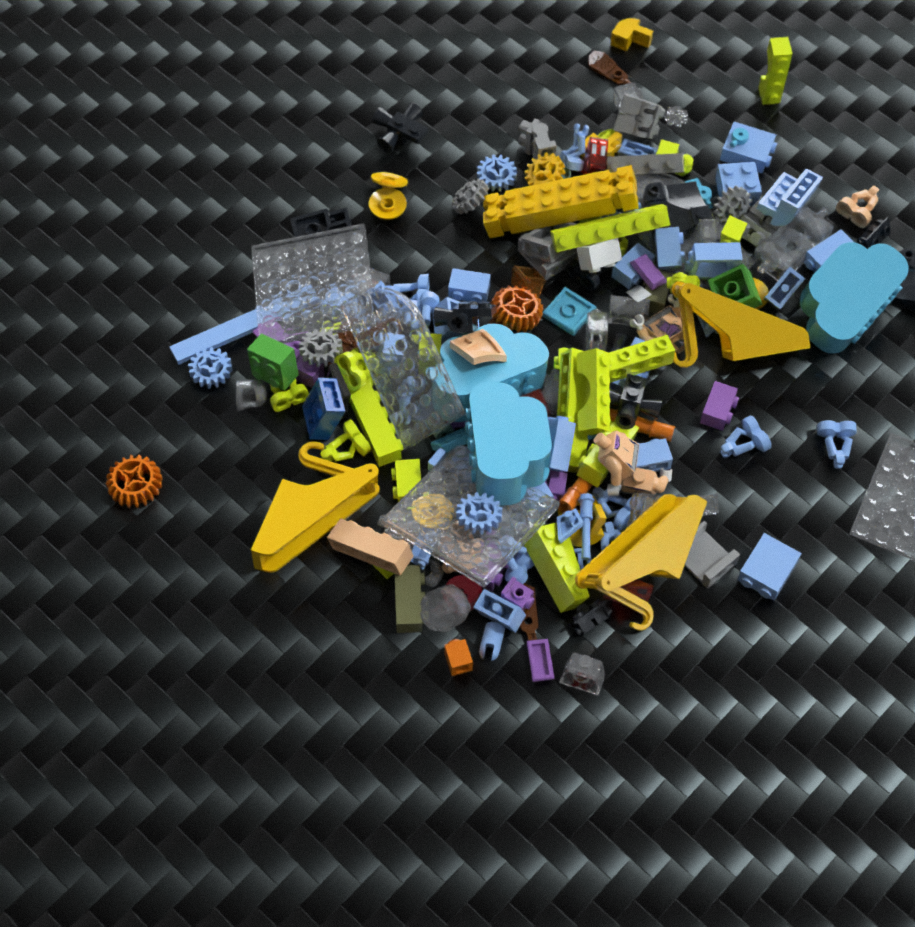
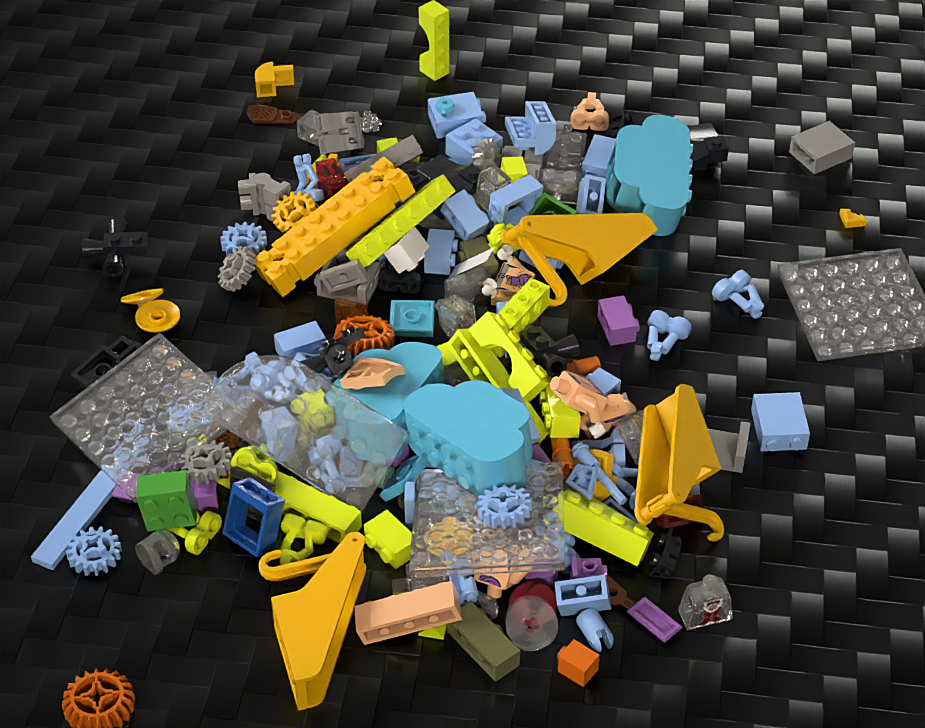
camera: 35 degrees left, 15 degrees down
(648, 272) = (461, 244): medium lavender tile -> none

